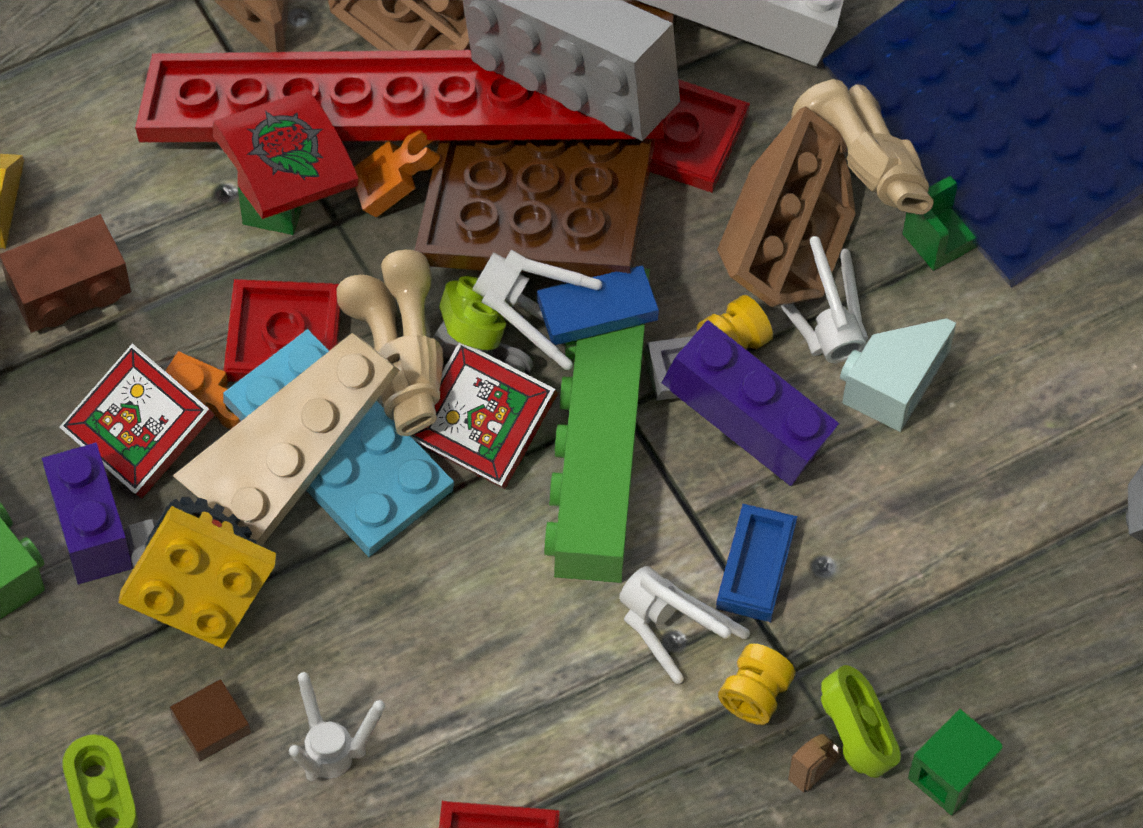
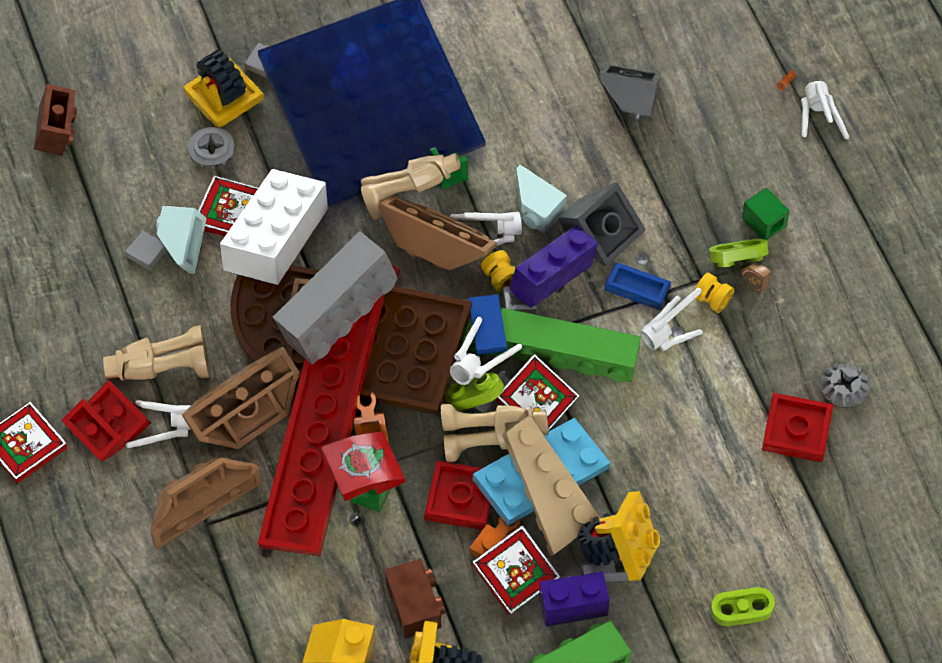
camera: 80 degrees left, 0 degrees up
(210, 720) = (702, 552): reddish brown tile -> none
(328, 743) = (728, 492): white plant -> none
(867, 482) = (607, 219): none -> dark grey slope

